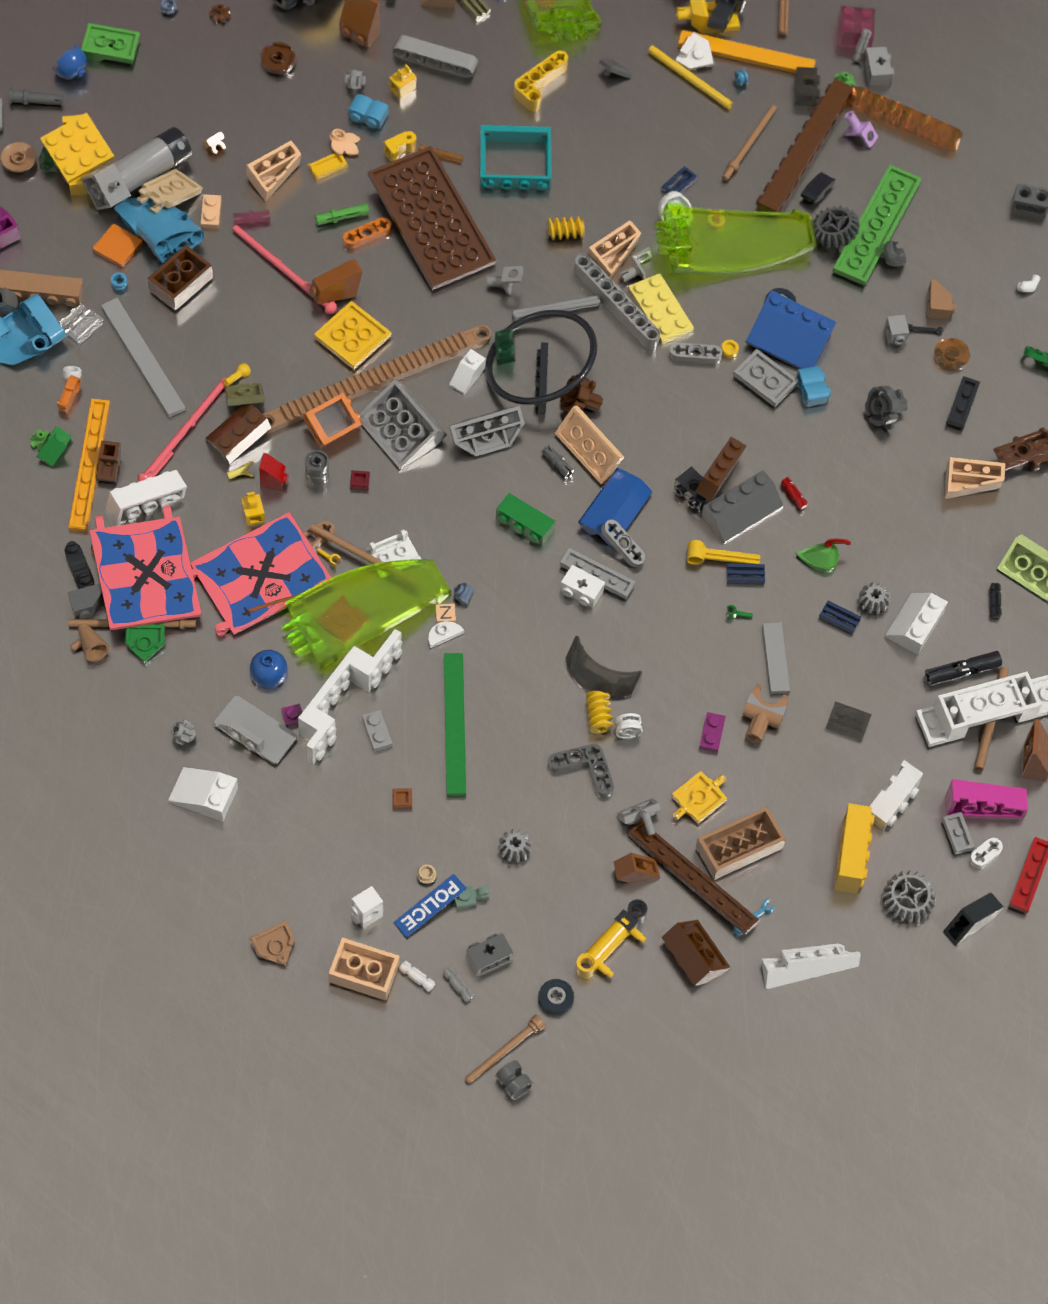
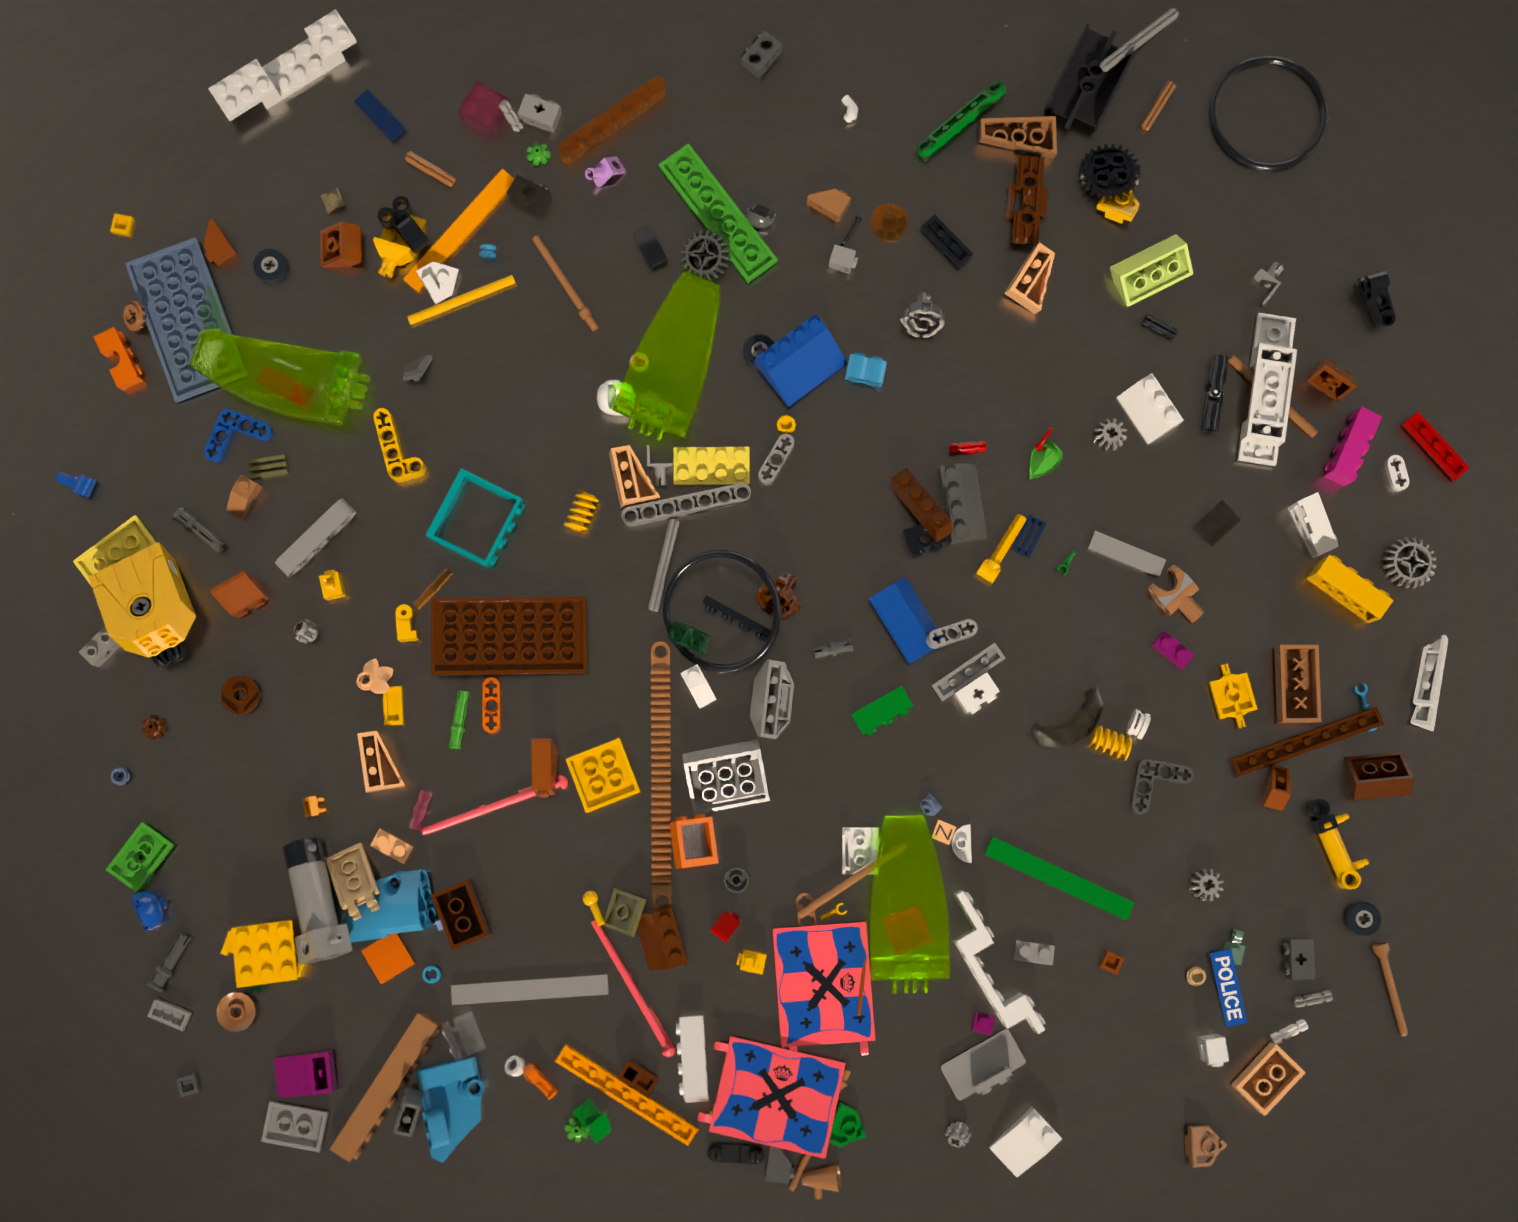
camera: 60 degrees left, 20 degrees up
(241, 471) = (702, 950): light yellow bar -> none
(268, 669) = (919, 1016): blue cylinder -> none
(359, 480) = (764, 844): dark red tile -> none
(368, 111) = (350, 636): dark azure brick -> none
(506, 280) = (614, 599): light grey bracket -> none
(514, 1079) = (1428, 995): dark grey wheel -> none
(589, 445) = (835, 612): light nougat plate -> none
(642, 810) = (1224, 757): light grey plate -> none
(689, 182) = (583, 389): dark blue tile -> none
(765, 378) = (835, 408): light grey plate -> none
(805, 147) = (600, 234): reddish brown brick -> none
(841, 614) = (1125, 465): dark blue tile -> none
(958, 833) = (1370, 487): light grey plate -> none
(973, 918) = (1456, 518): black slope -> none

